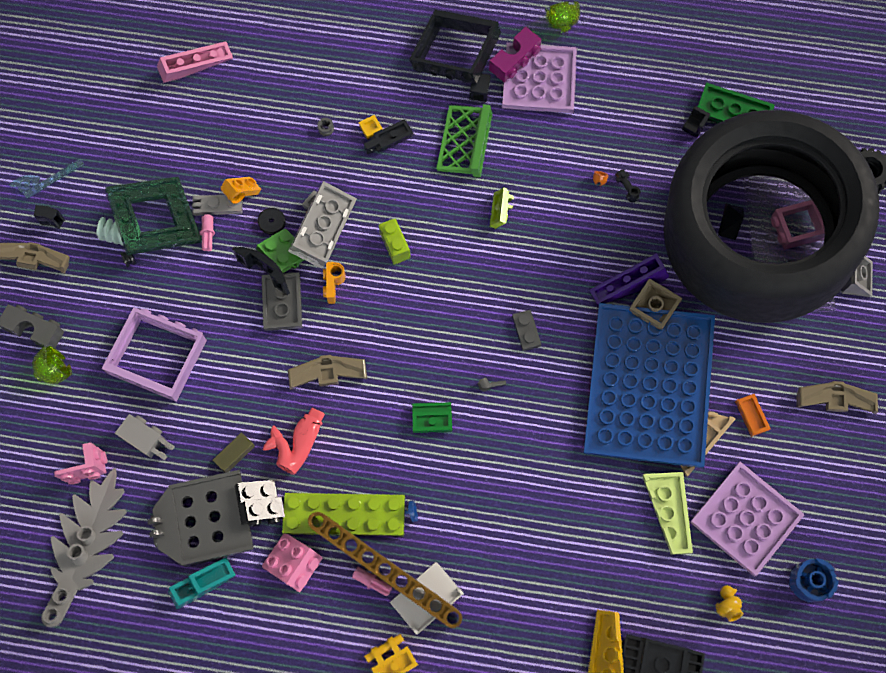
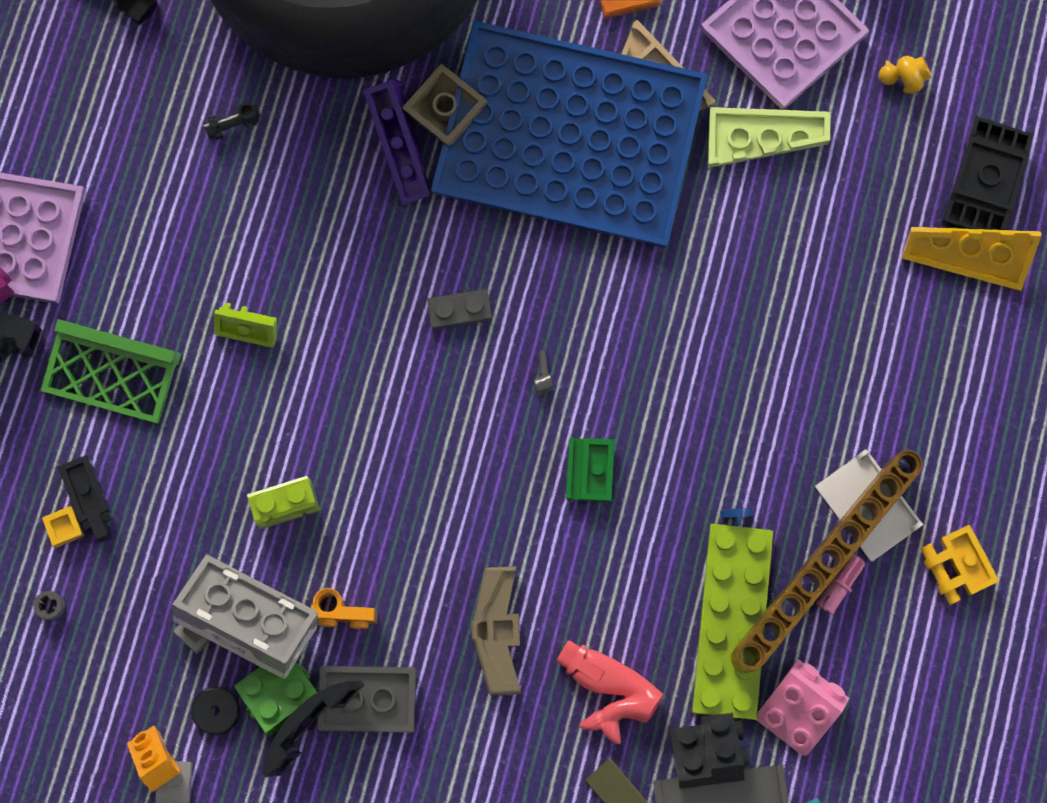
camera: 80 degrees left, 5 degrees up
(600, 177) = (210, 161): orange hinge -> none

